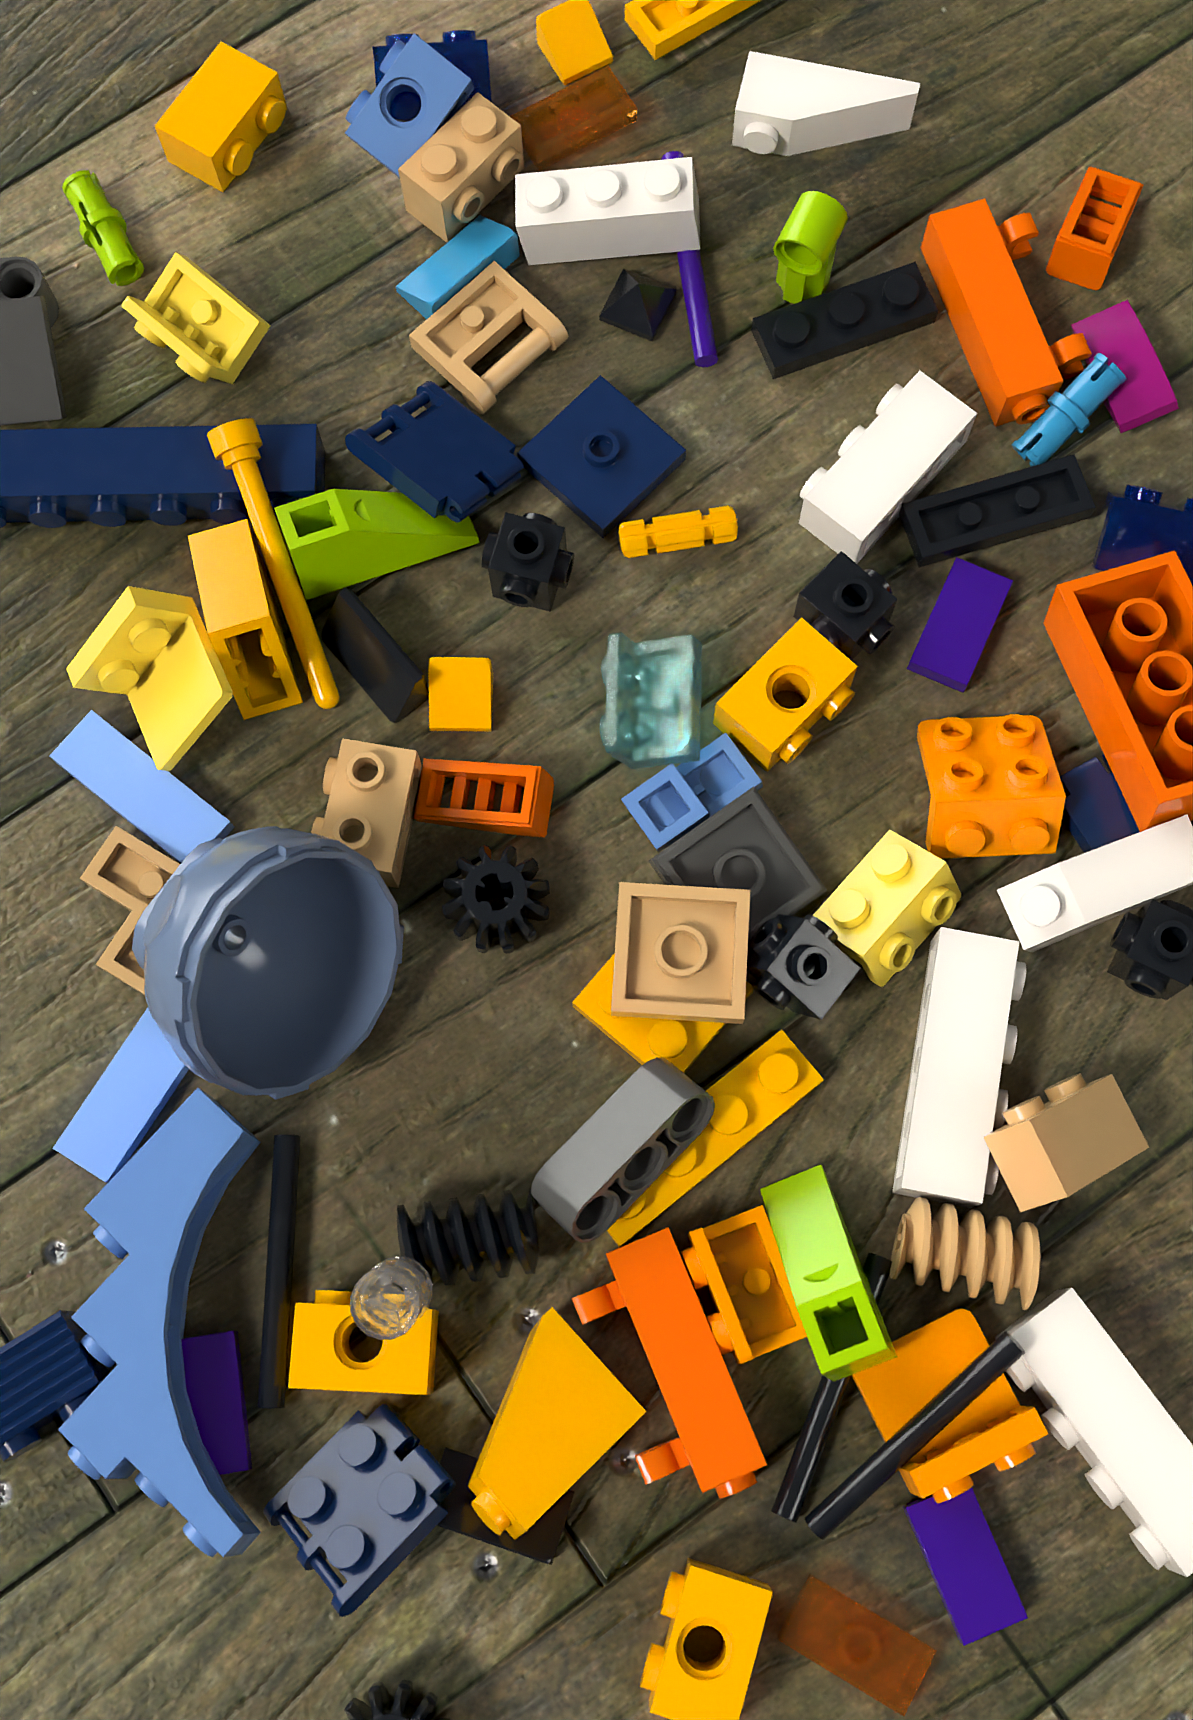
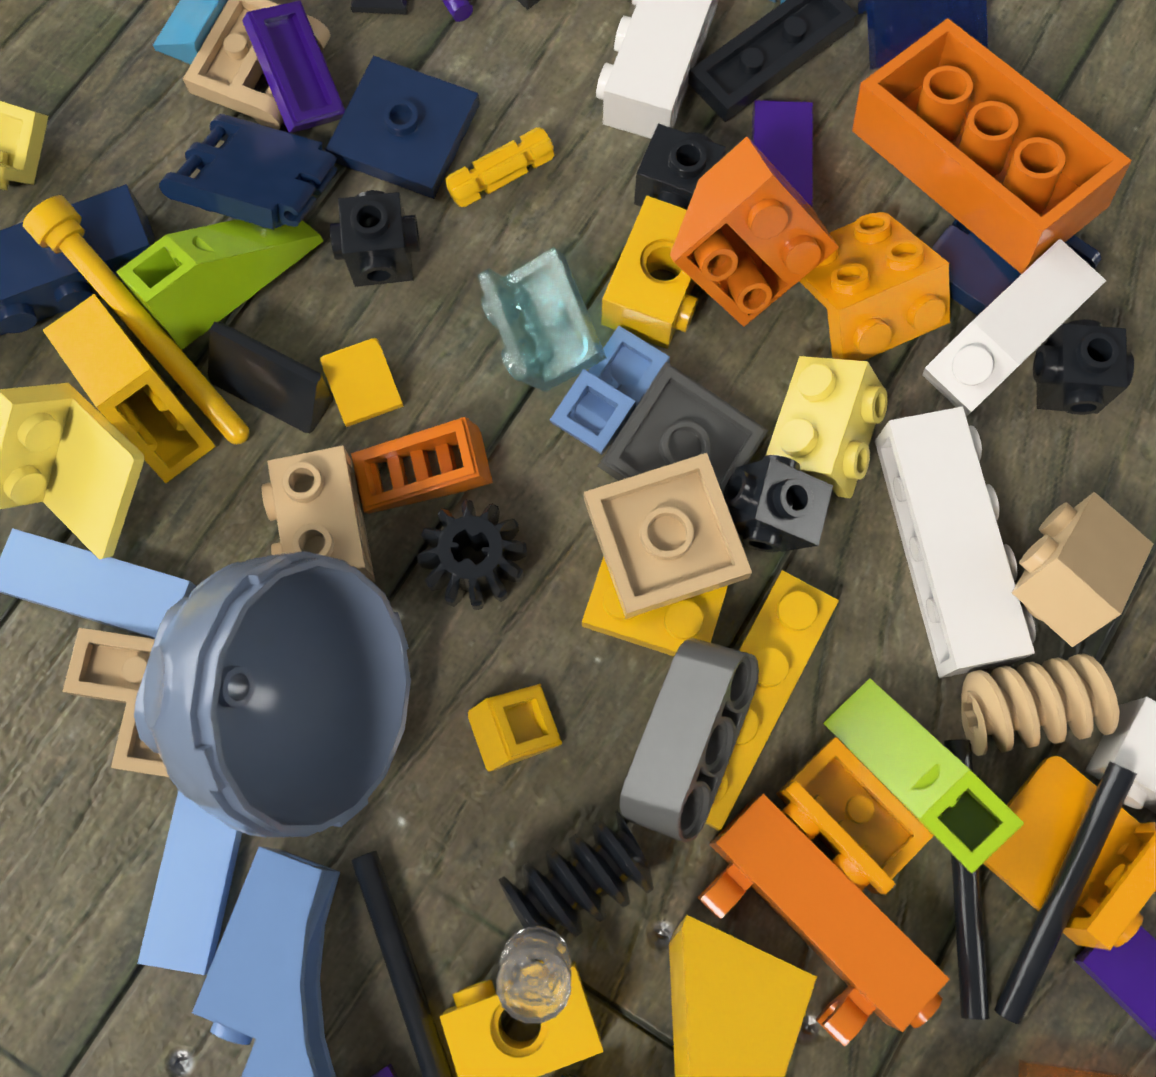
camera: 25 degrees left, 0 degrees up
(470, 1074) = (513, 727): none -> yellow slope
(518, 361) = (293, 66): none -> dark purple tile
(884, 693) = (748, 234): none -> orange slope

